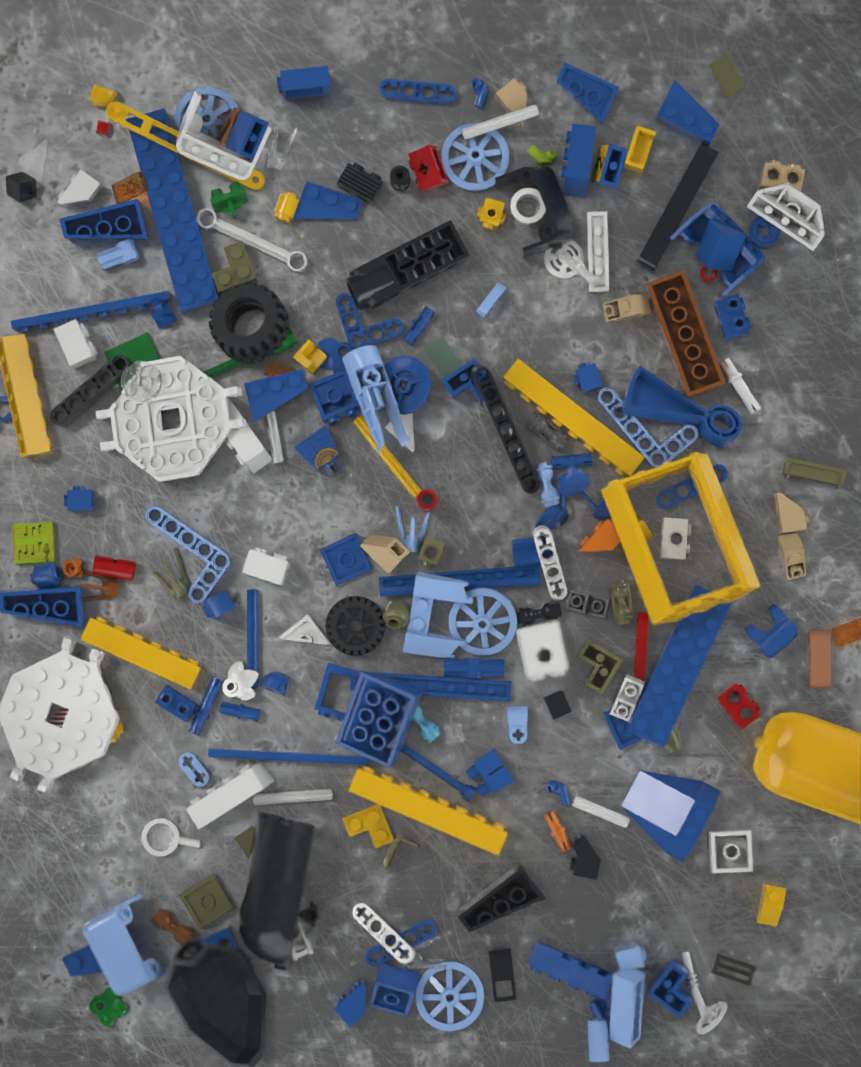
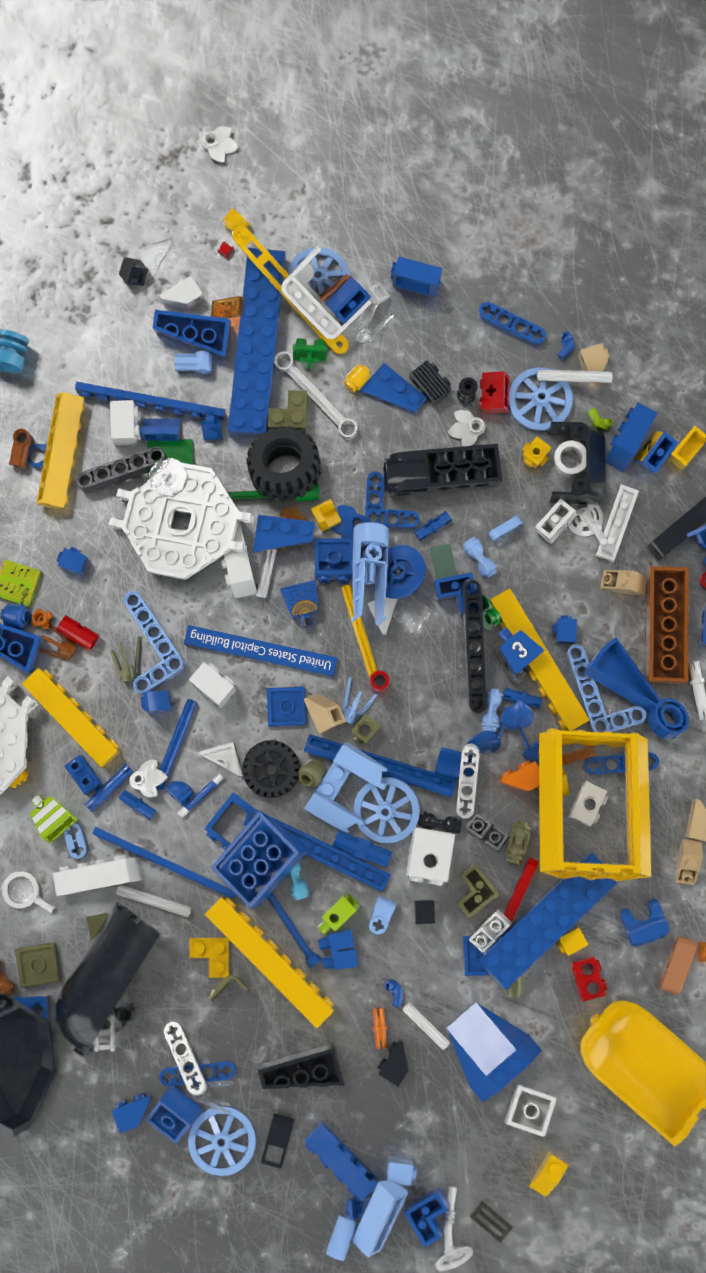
camera: 20 degrees right, 5 degrees down
(56, 21) = (222, 143): none -> white plate
(112, 335) = (160, 429): none -> blue panel
(162, 757) = (51, 818): none -> lime torso
(272, 114) = (377, 293): none -> white plate
(297, 678) = (200, 795): none -> blue bar
(299, 515) = (260, 650): none -> blue tile
(411, 216) = (463, 427): none -> white plate
(470, 334) = (475, 550): none -> light blue piece
(479, 732) = (344, 908): none -> lime torso
(510, 392) = (491, 615): none -> green plate
(537, 274) = (555, 521): none -> white brick
(549, 416) = (518, 650): none -> blue torso
(588, 90) = (662, 379): blue wing -> none
(647, 495) = (578, 755): none -> clear orange beam
(709, 677) = (571, 941): none -> yellow brick

